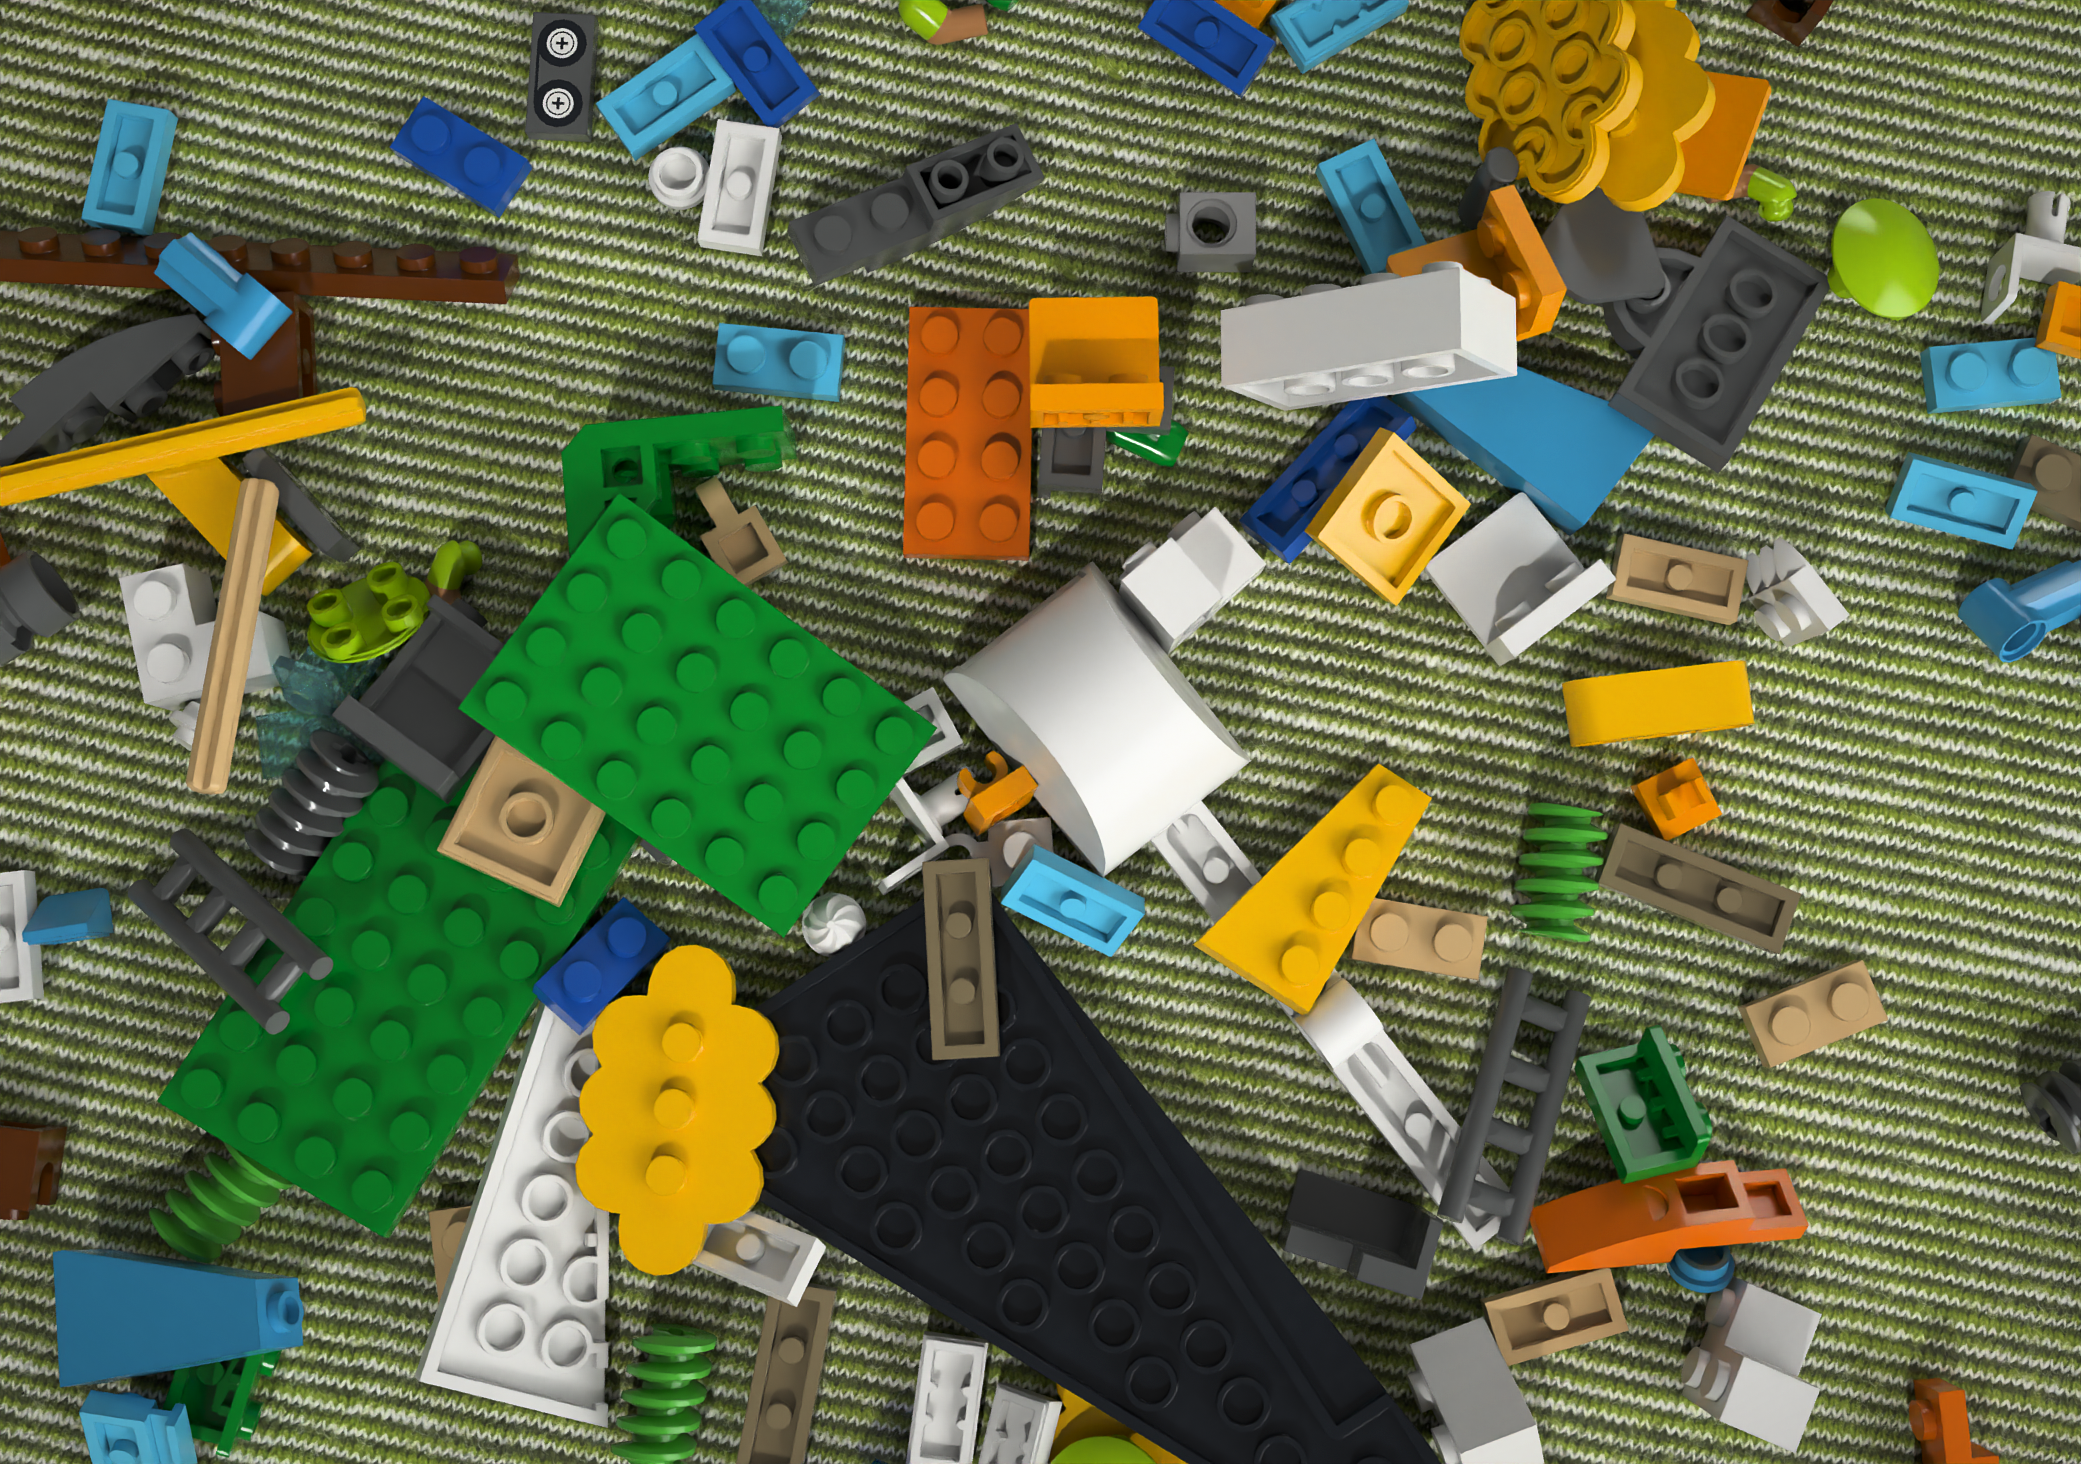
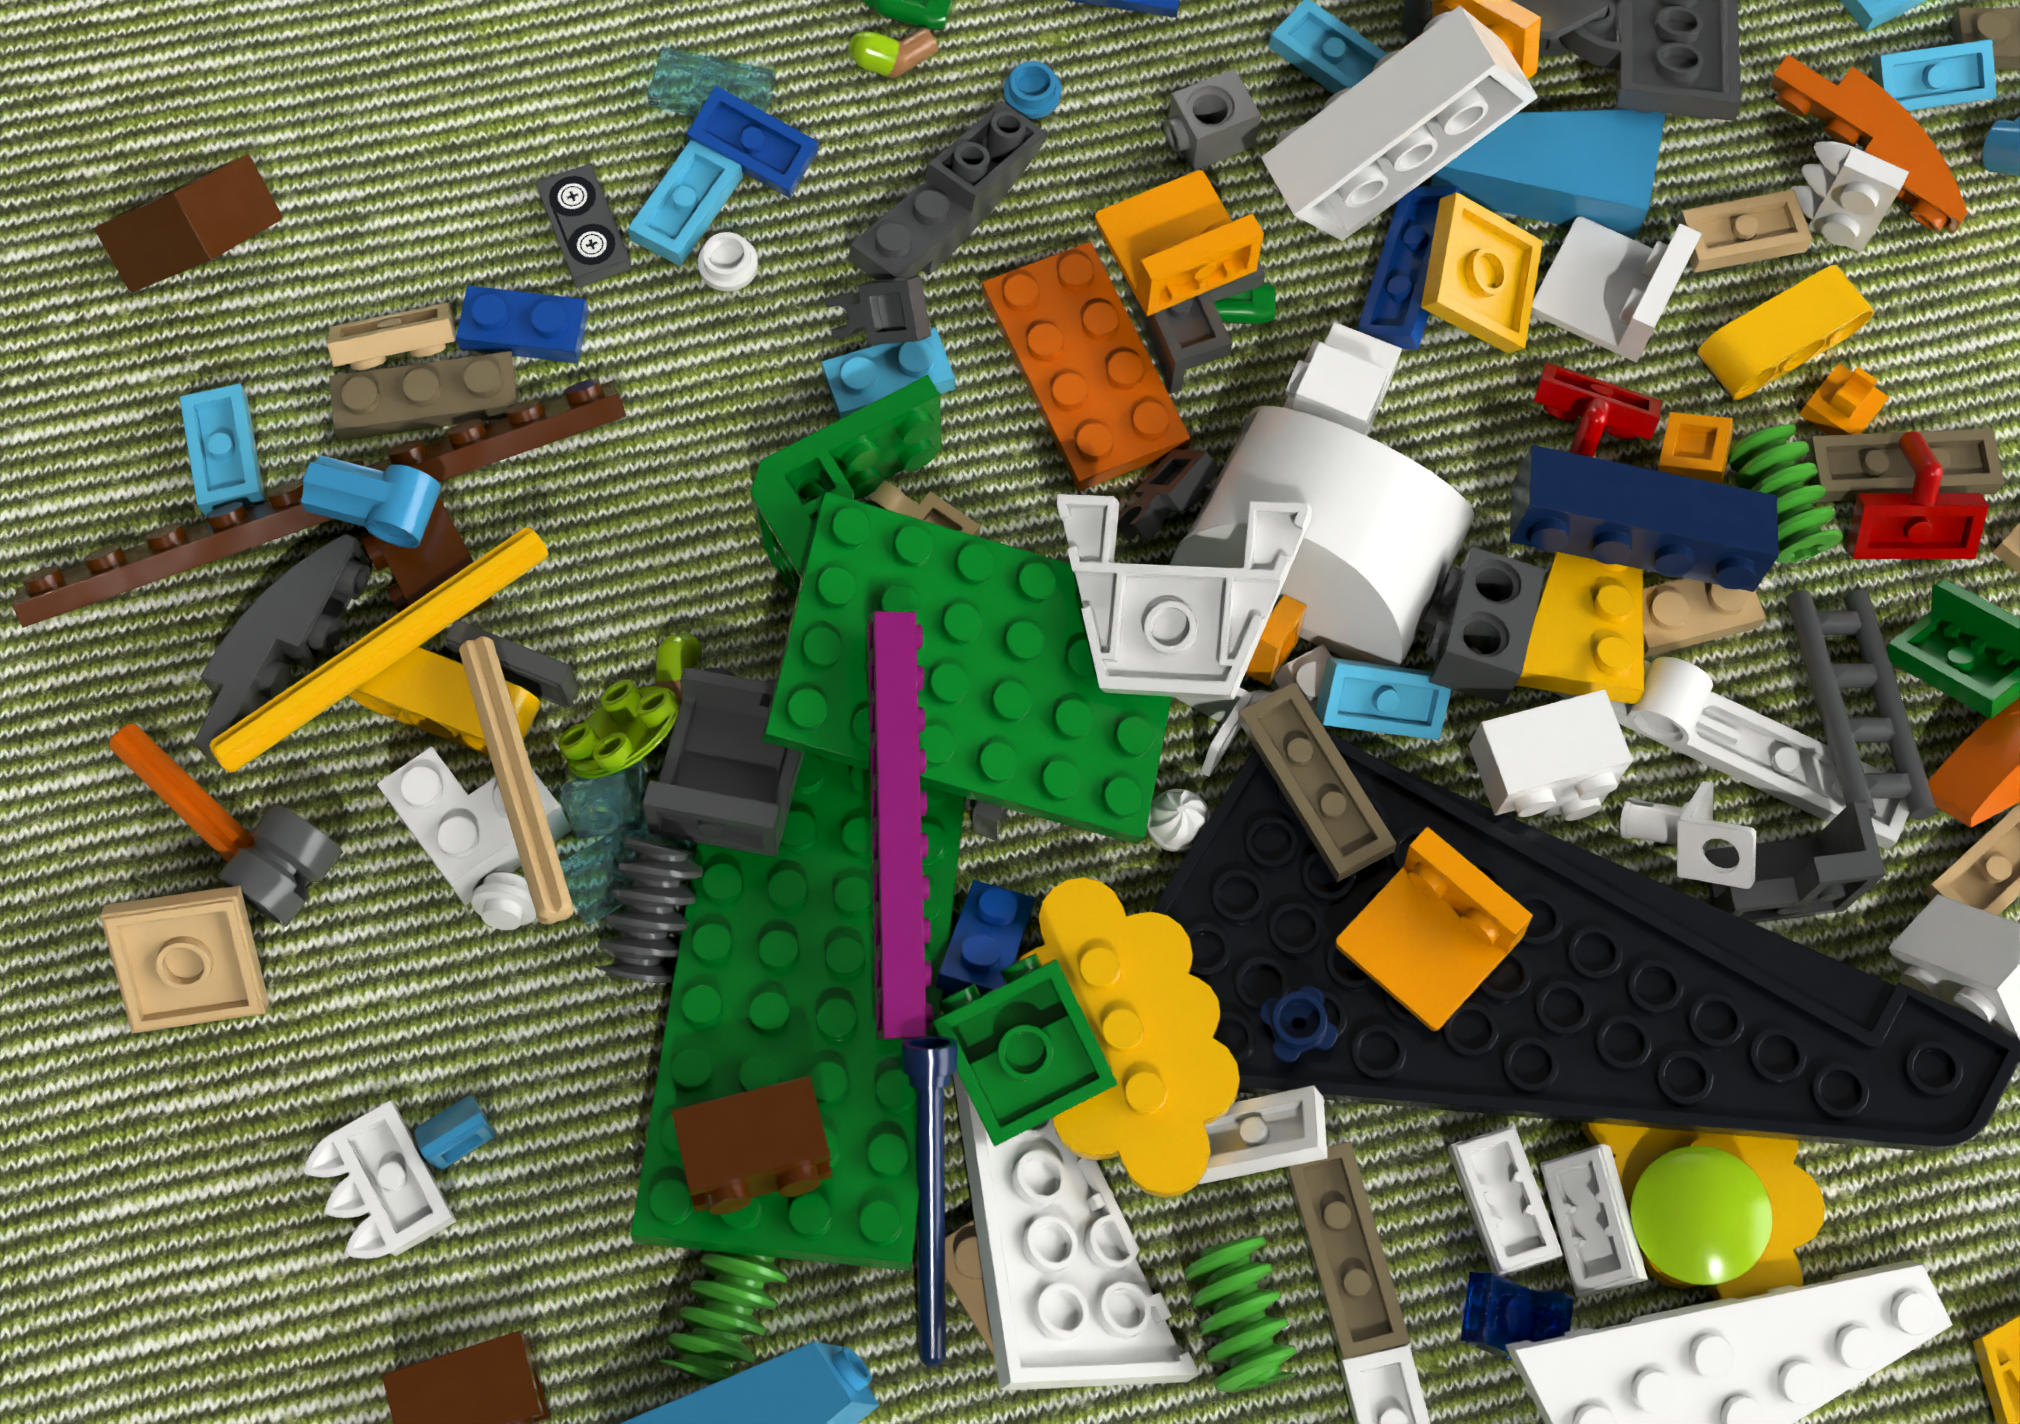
camera: 25 degrees left, 15 degrees down
(263, 923) = (643, 1080): dark grey bar -> none
(282, 1080) = (753, 1146): none -> reddish brown brick
(329, 118) = (370, 340): none -> tan plate
(340, 191) = (423, 395): none -> dark tan plate
(467, 1080) = (929, 1066): none -> dark blue piece
(522, 825) = (835, 833): tan plate -> none
(539, 844) = (896, 826): none -> magenta piece
(568, 1090) = (1024, 1048): none -> green plate
(739, 187) = (786, 248): white plate -> none
(798, 303) = (887, 309): none -> dark grey plate
(820, 1160) = (1308, 1006): none -> dark blue plate
(888, 764) = (1171, 624): none -> white wing
(981, 600) = (1171, 486): none -> dark grey plate
(986, 1154) = (1434, 931): none -> light orange bracket
(1057, 120) = (1032, 90): none -> dark azure plate
(1185, 1038) = (1552, 758): none -> white brick
(1204, 892) = (1493, 627): none -> dark grey brick
(1286, 1154) = (1691, 830): none -> white bracket
(1398, 847) = (1644, 519): none -> dark blue brick
(1432, 696) = (1600, 405): none -> red plate
(1499, 786) = (1696, 446): none -> light orange tile
(1675, 954) = (1917, 522): none -> red plate
(1873, 569) = (1869, 116): none -> orange slope

